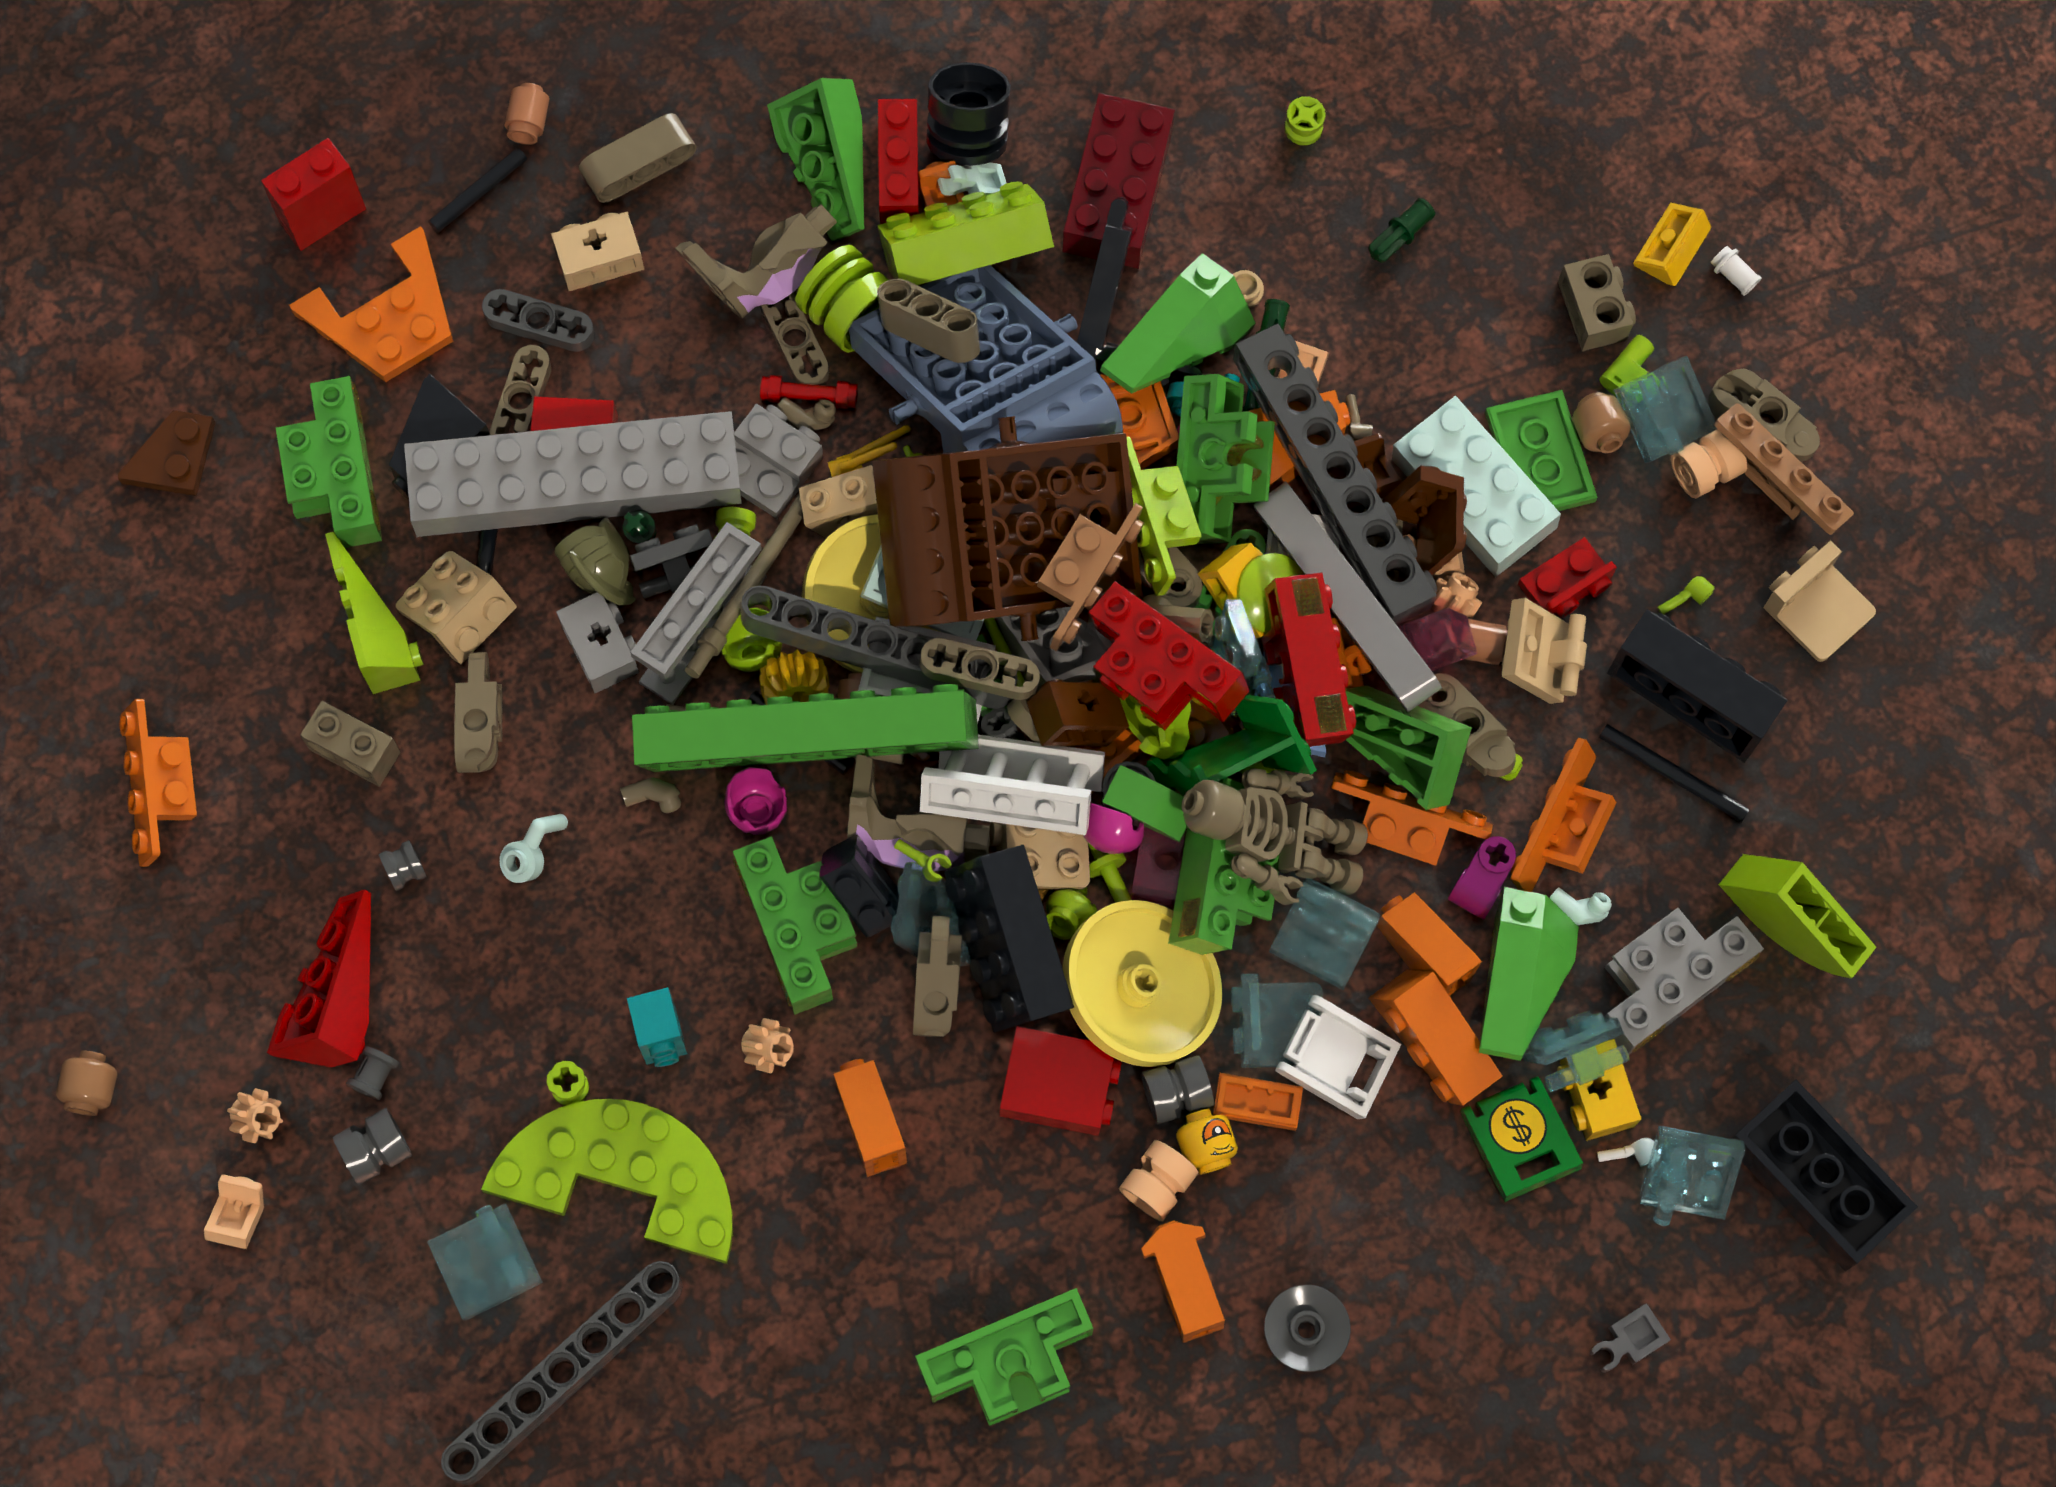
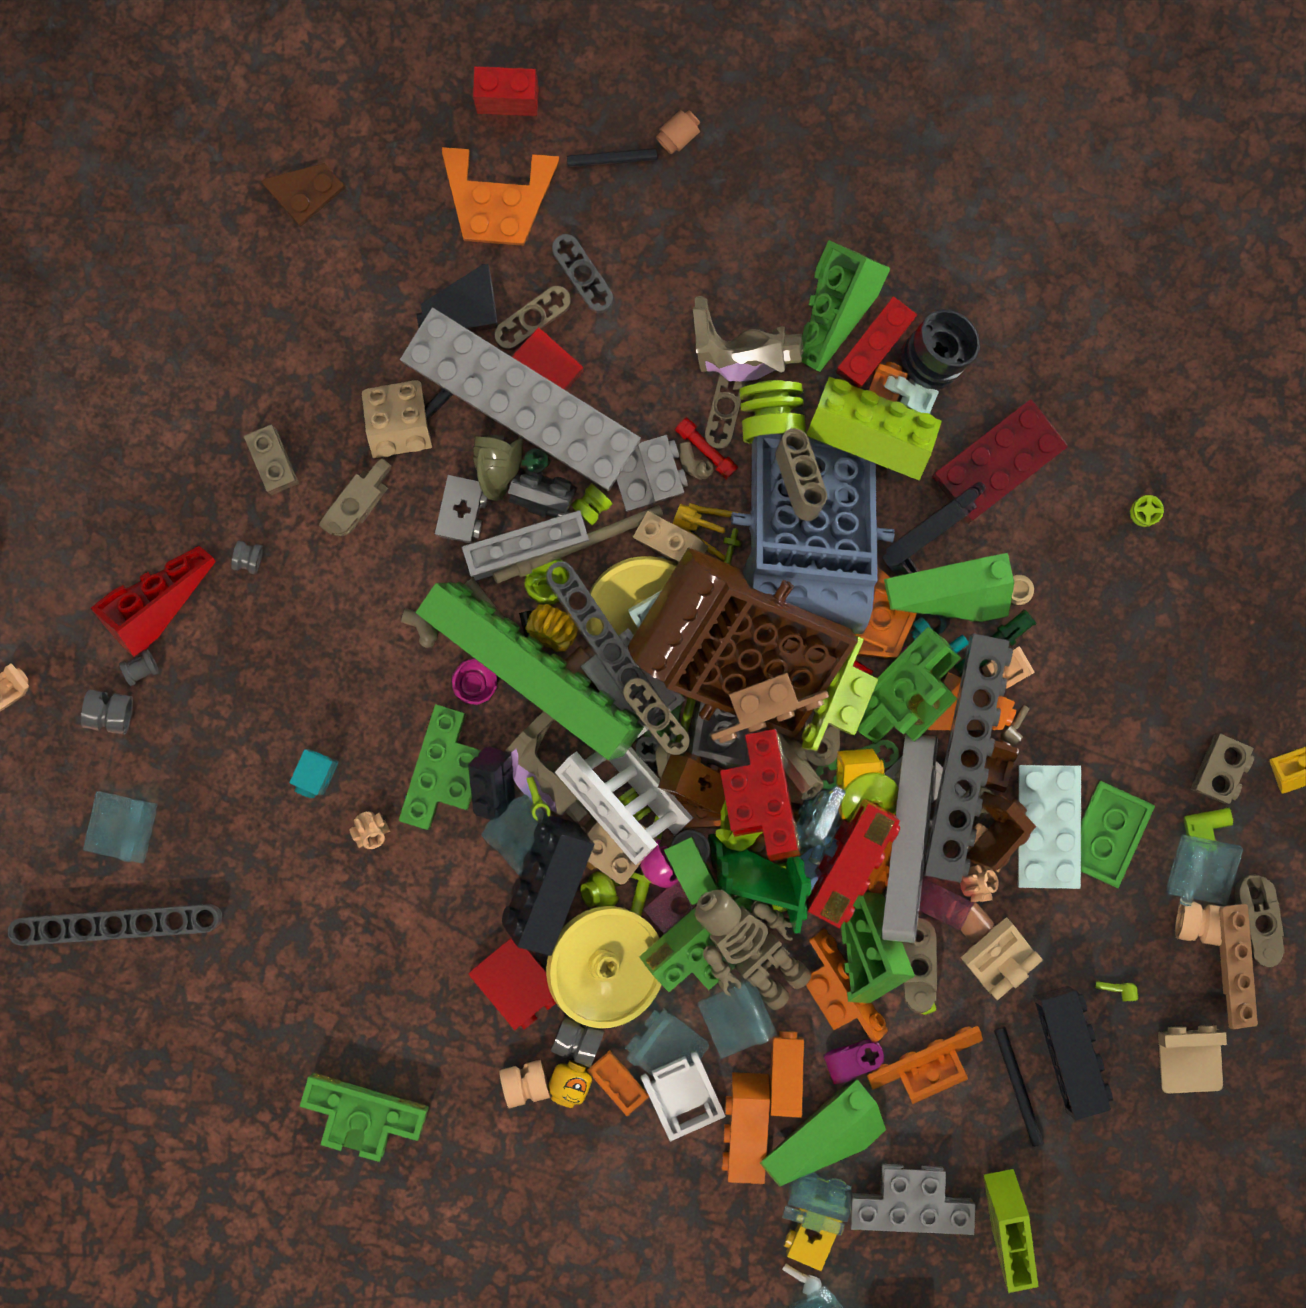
camera: 40 degrees right, 15 degrees up
(158, 779) = (148, 393): orange bracket -> none
(255, 1115) = (55, 641): light nougat gear -> none
(329, 464) = (389, 273): bright green piece -> none
(377, 638) = (334, 410): lime wedge -> none
(528, 850) = (318, 607): light aqua plate -> none
(556, 1078) = (233, 764): lime bush -> none
(615, 258) = (634, 260): tan brick -> none
(625, 1148) = (249, 826): lime plate -> none
(637, 157) = (722, 214): dark tan beam -> none
(870, 1117) = (393, 918): orange slope -> none
(936, 979) = (491, 872): dark tan piece -> none
(1185, 1279) = (493, 1151): orange piece -> none
(1320, 1310) = (539, 1246): dark grey dish -> none
(1401, 230) = (1144, 628): dark green axle -> none
(1517, 1130) = (749, 1218): green container -> none
(1568, 578) = (1056, 923): red bracket -> none
(1583, 910) = (895, 1123): light aqua arm -> none
(1600, 422) = (1158, 846): medium nougat head -> none

